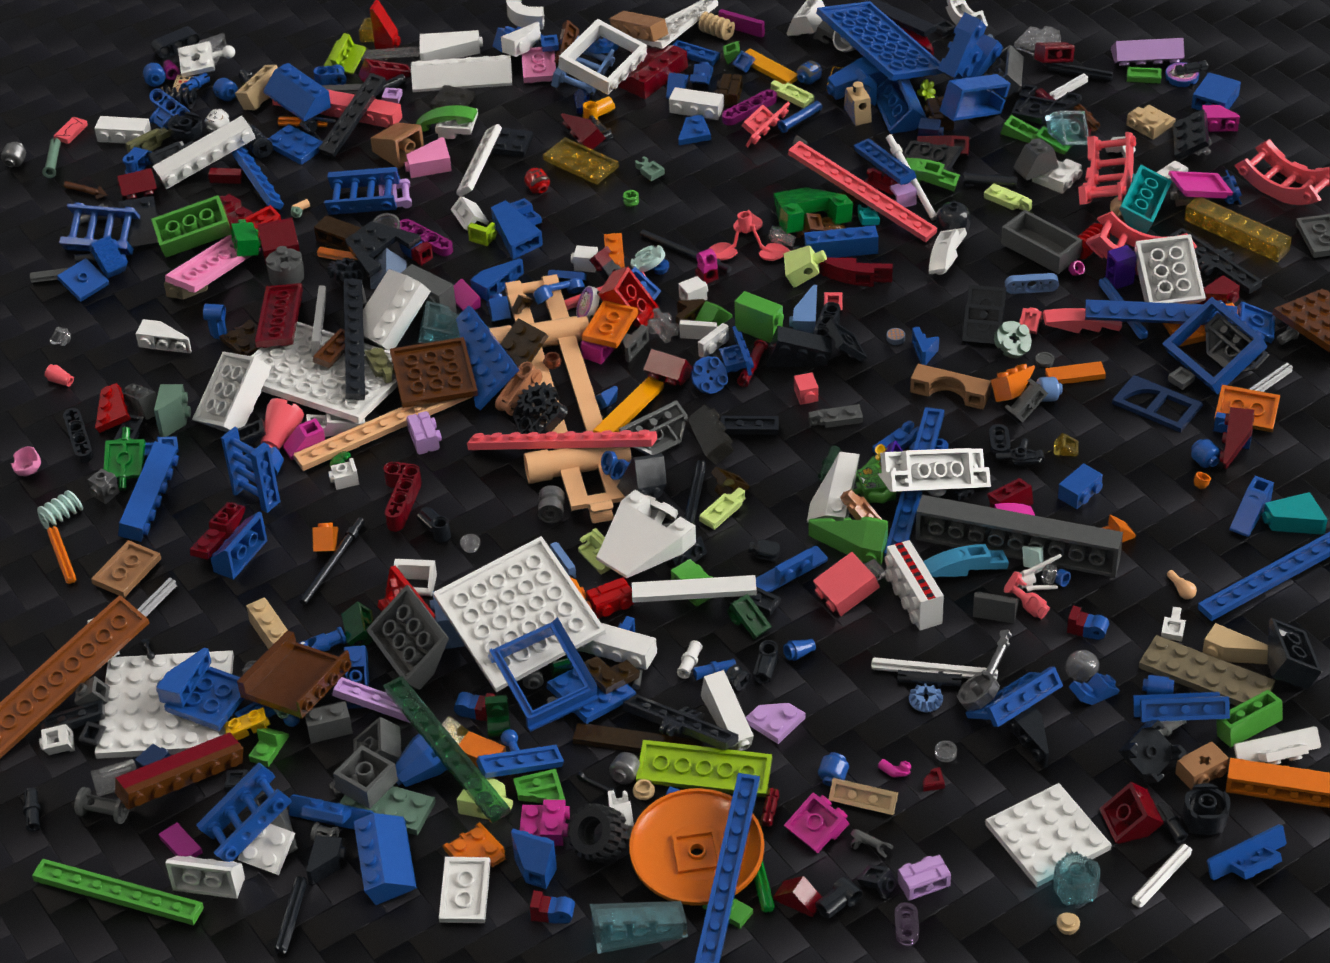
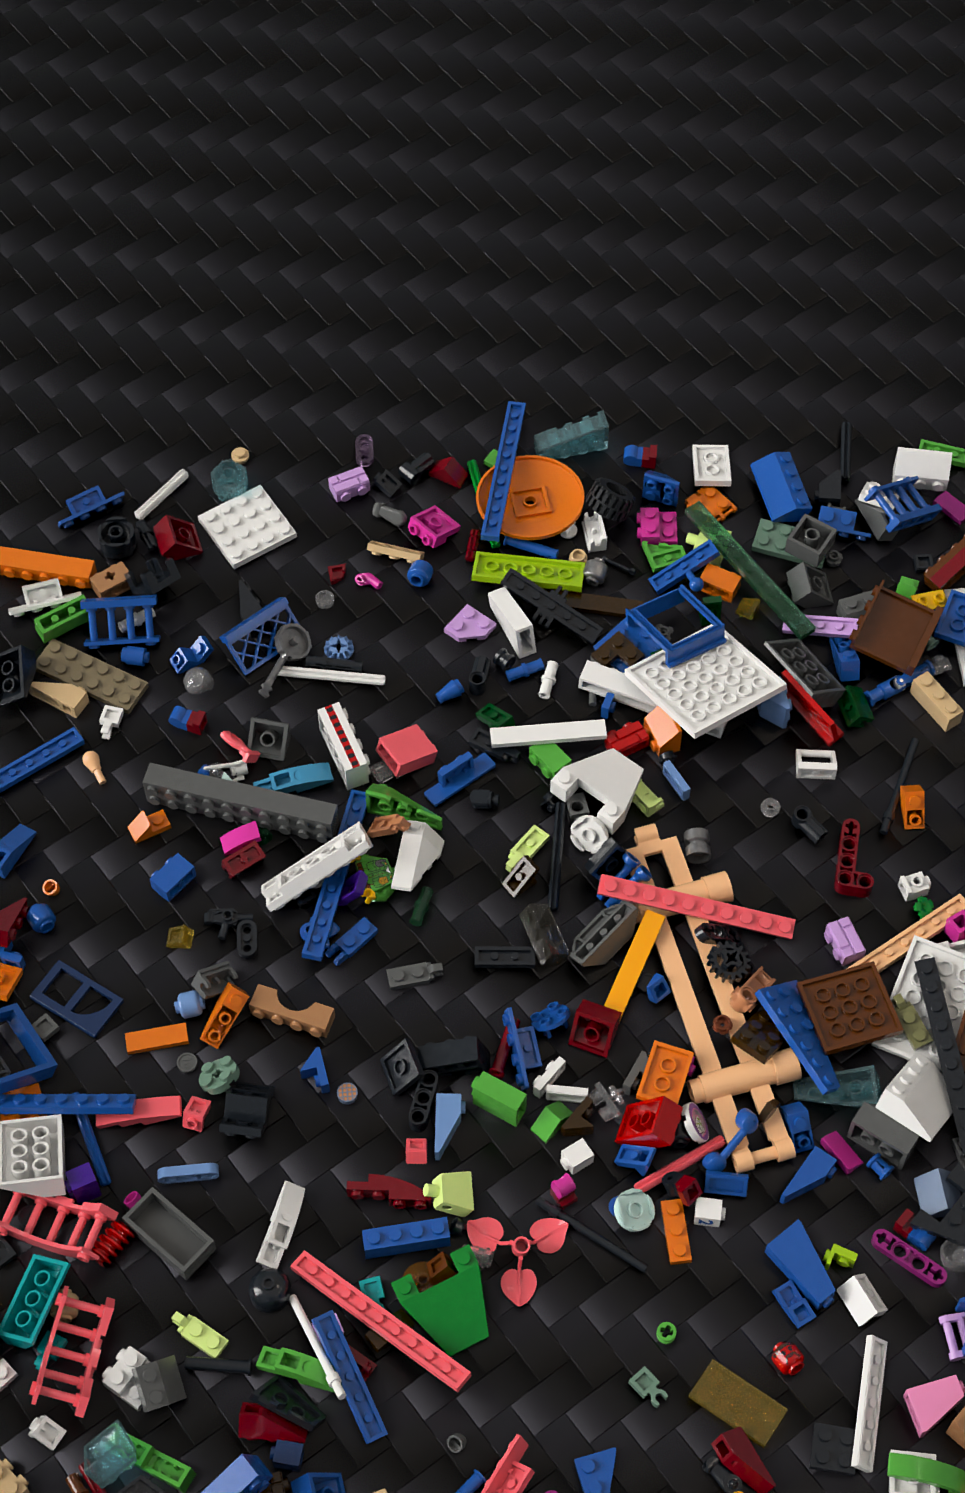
camera: 175 degrees right, 15 degrees up
(418, 763) = (774, 564): blue cone -> none
(471, 706) = (738, 629): blue leg -> none
(806, 388) = (446, 1005): coral brick -> none

